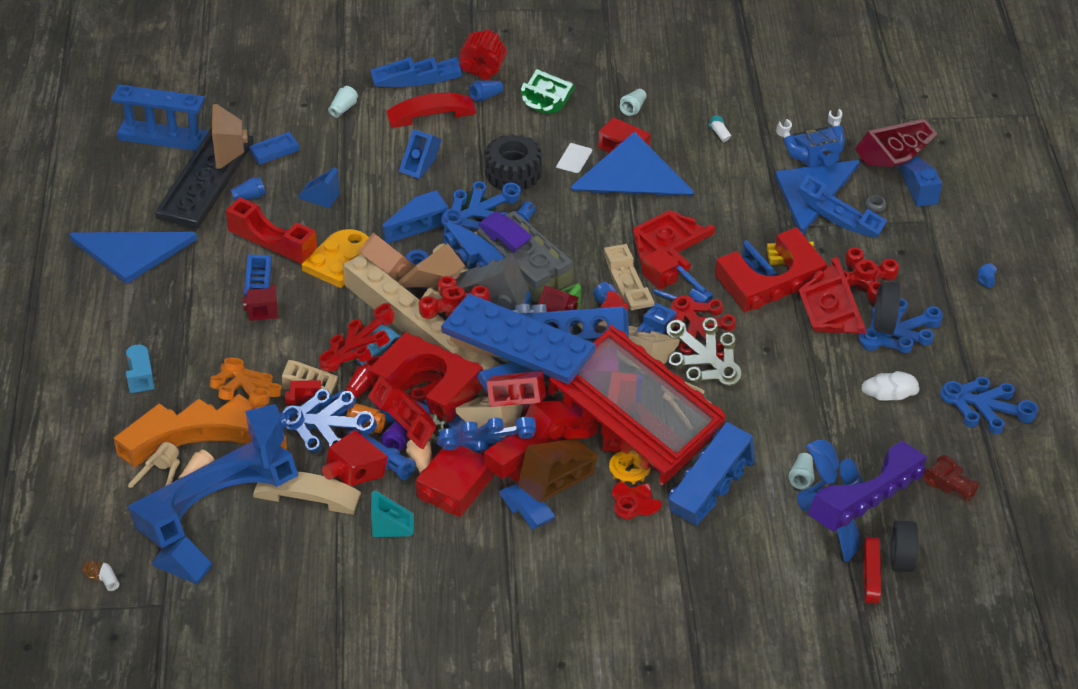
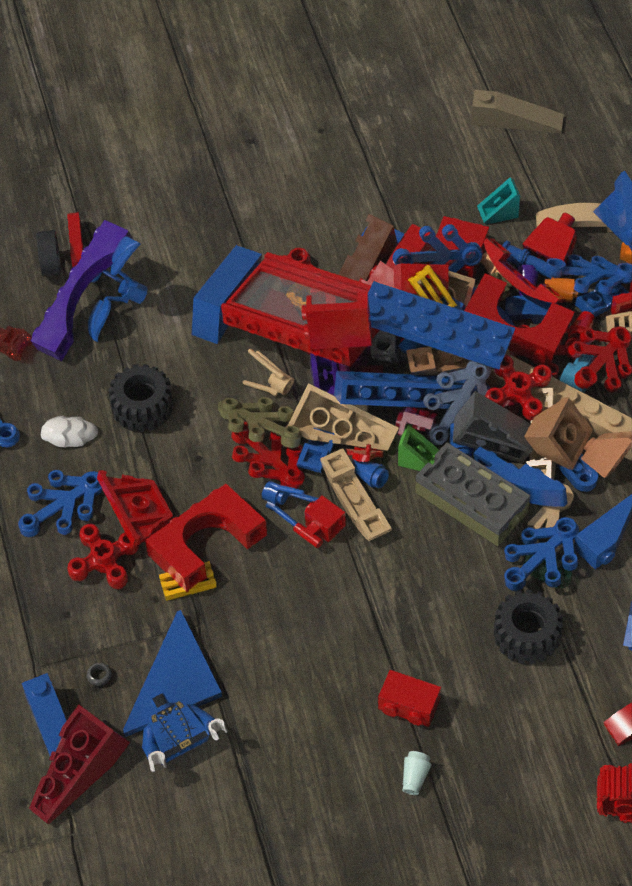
camera: 170 degrees right, 10 degrees up
(334, 633) = (509, 112): none -> dark tan wedge
(484, 90) = (604, 750): blue cone -> none
(508, 231) = (502, 487): dark purple slope -> none
(510, 368) = (421, 276): none -> yellow tile
(524, 211) = (494, 558): blue pin -> none
(546, 92) = (528, 761): slope -> none
(574, 158) = (463, 676): white sticker -> none
(618, 318) = (338, 323): none -> red panel
(633, 170) = (385, 648): blue tile -> none
(668, 232) = (327, 568): red wing -> none
(718, 125) = (302, 752): white arm -> none
(756, 261) = (218, 552): blue slope -> none
(802, 472) = (146, 319): light aqua cone -> none
(816, 390) = (138, 382): none -> black tyre
(839, 212) = (136, 645): blue slope -> none
(887, 307) = (76, 481): black tyre -> none

